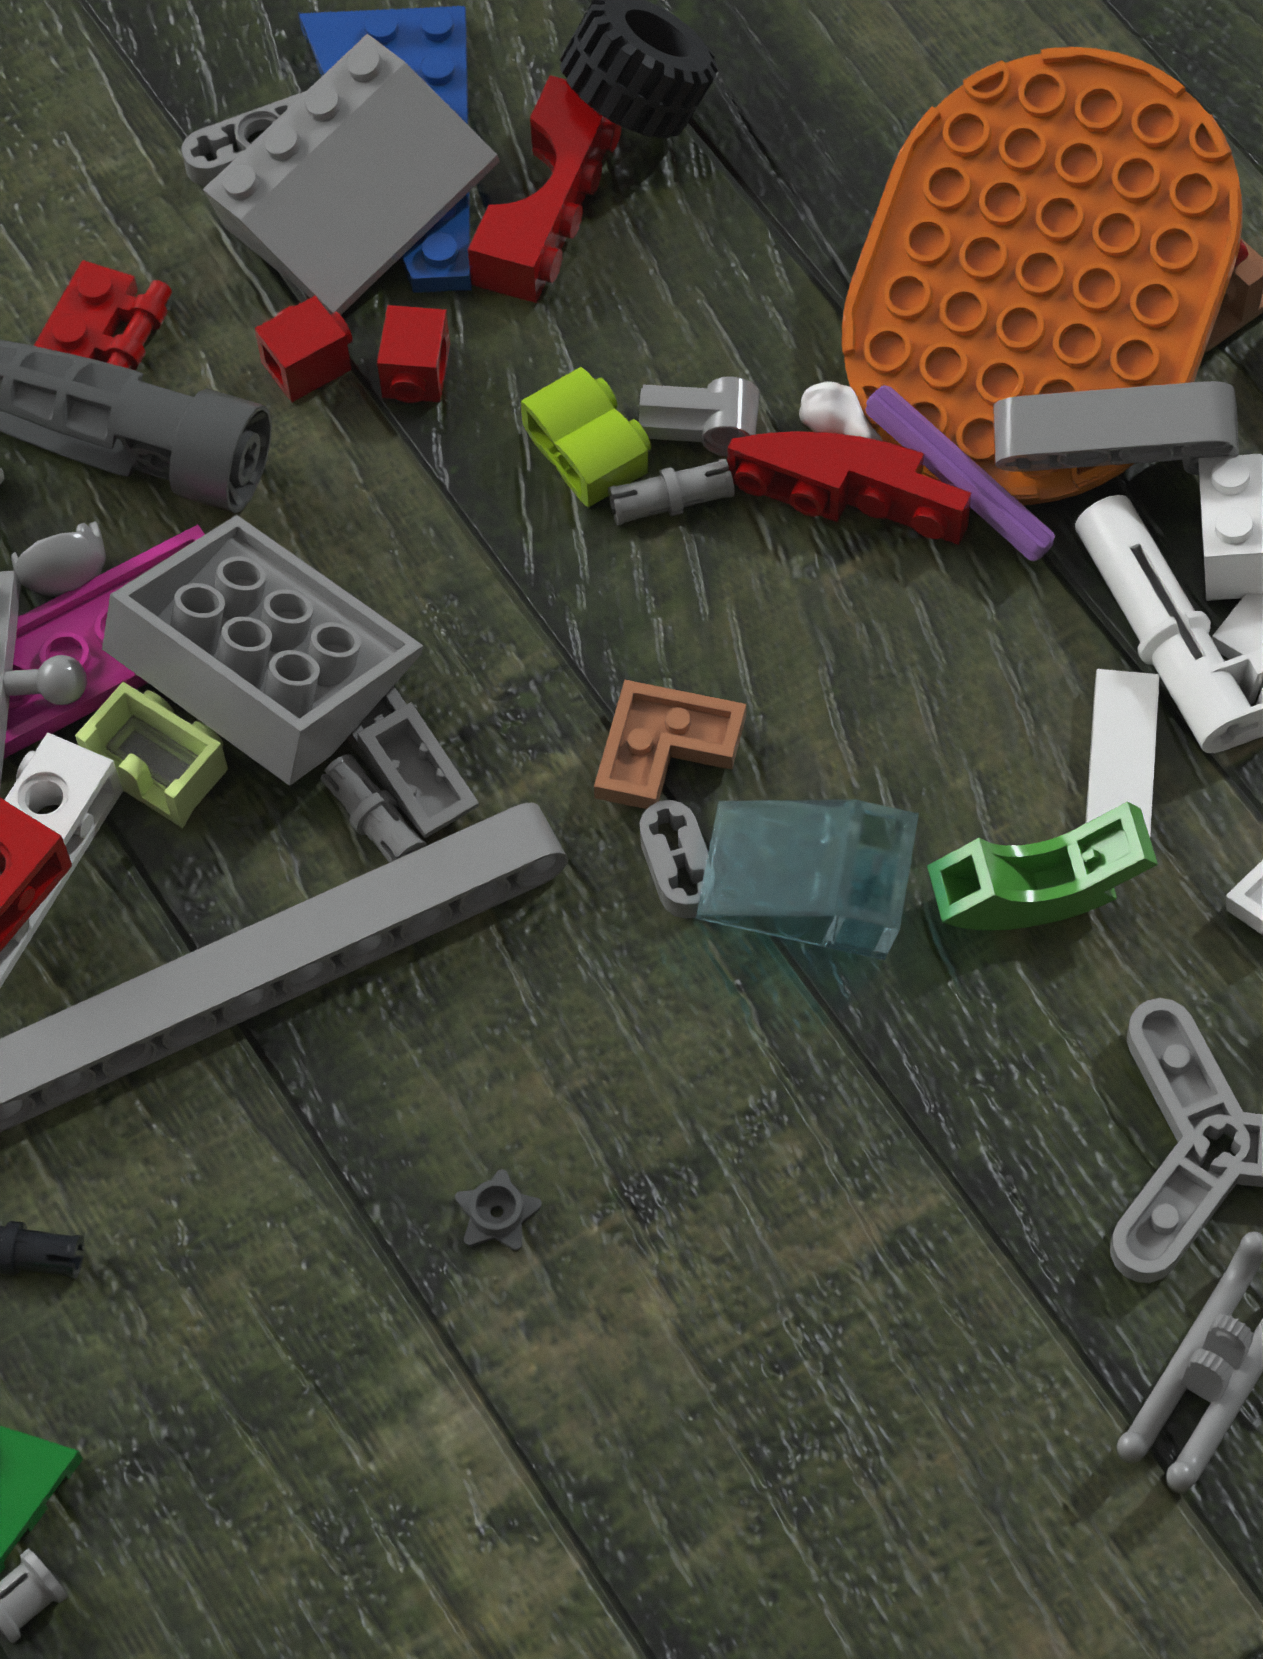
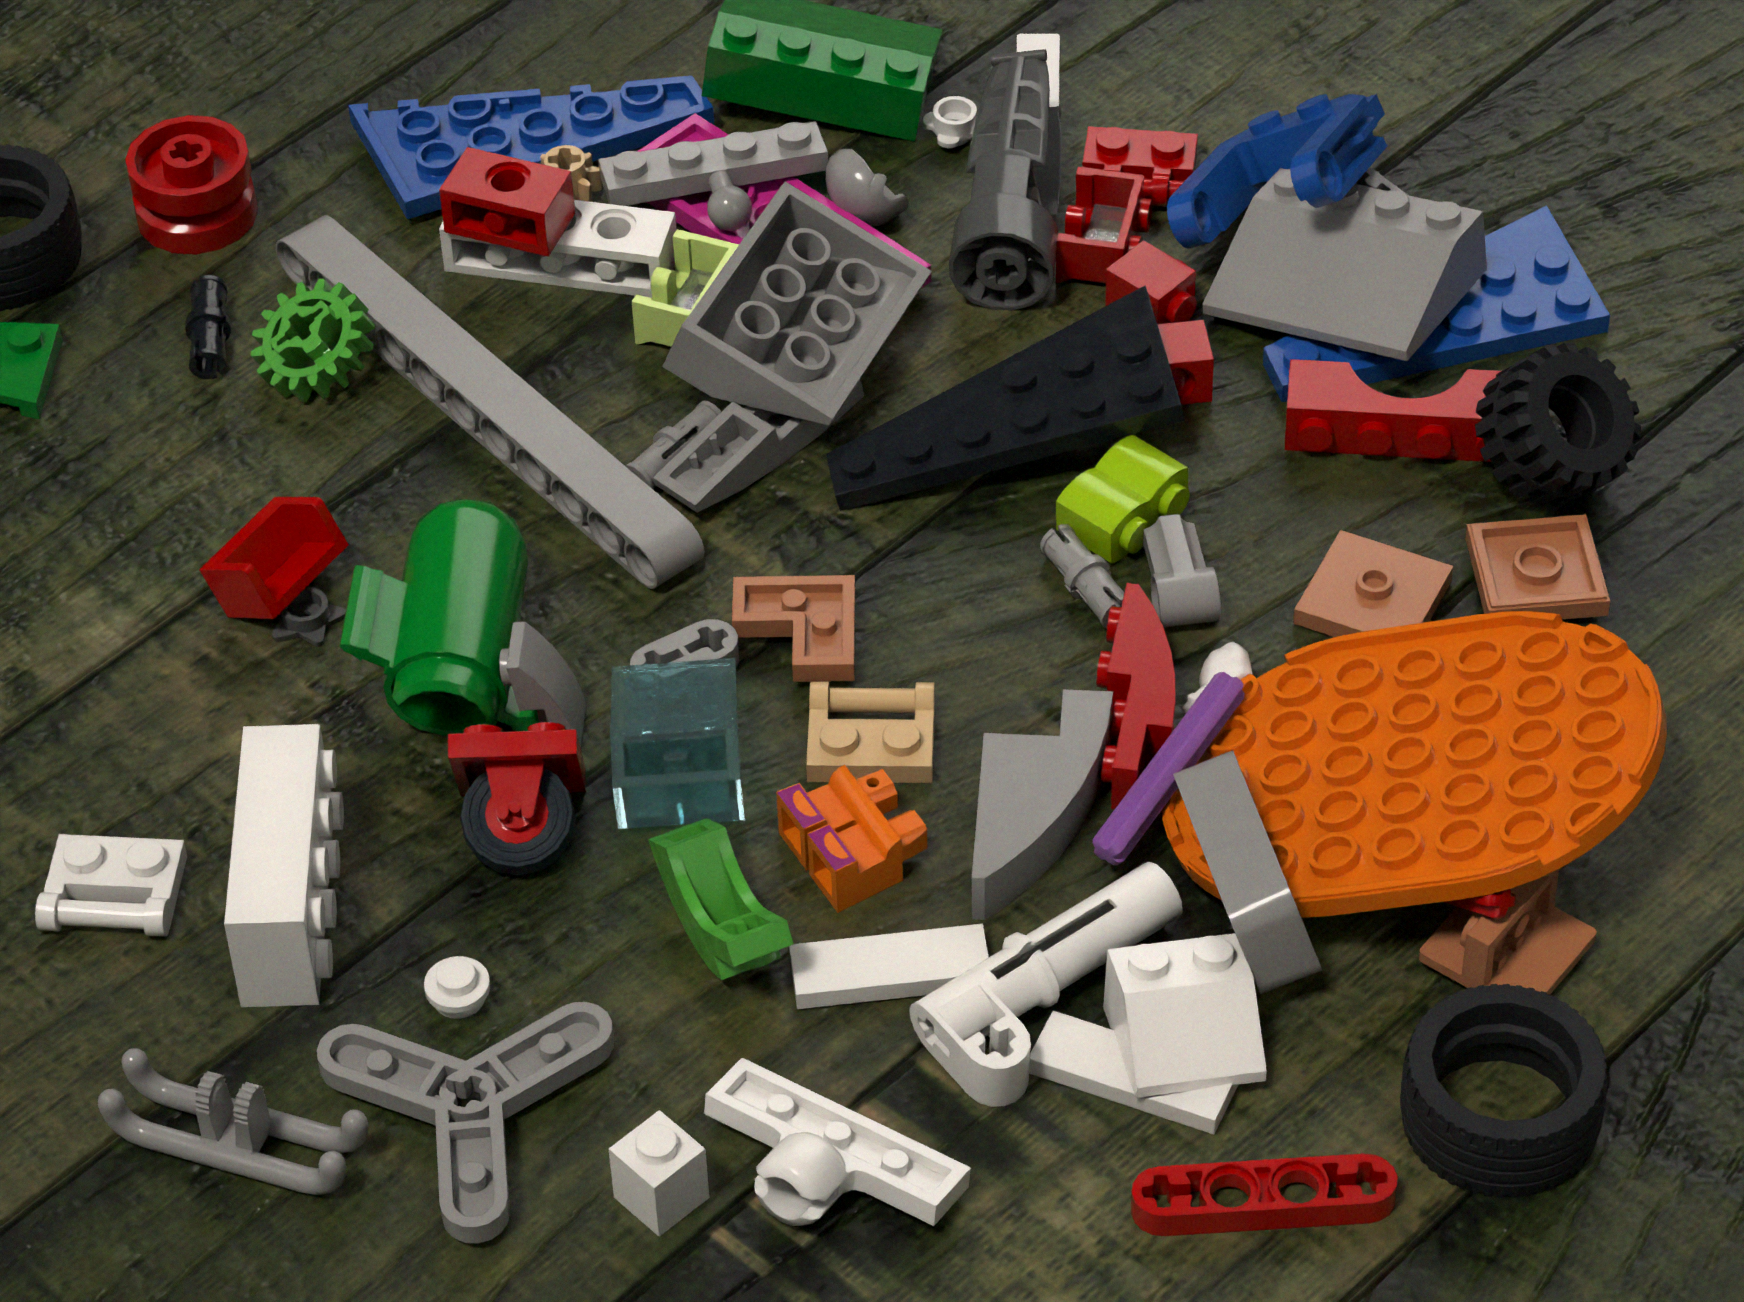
camera: 75 degrees right, 15 degrees down
(130, 1123) = (312, 340): none -> bright green gear
(167, 156) = (1322, 145): none -> blue plate
(189, 357) = (1101, 224): none -> red window
(435, 1217) = (274, 557): none -> red panel
(448, 458) = (1054, 397): none -> black wing
(601, 1044) = (445, 619): none -> green piece
(719, 979) = (542, 679): none -> light grey slope
(759, 276) = (1371, 588): none -> nougat plate
(772, 145) = (1538, 566): none -> nougat plate
(826, 1447) = (112, 883): none -> white plate
(839, 721) = (870, 745): none -> tan plate
(850, 1027) = (517, 793): none -> plate
(906, 1260) = (283, 866): none -> white brick
(958, 592) = (1036, 798): none -> light grey slope
(963, 754) = (846, 838): none -> orange hips
(1066, 1135) = (457, 986): none -> white plate

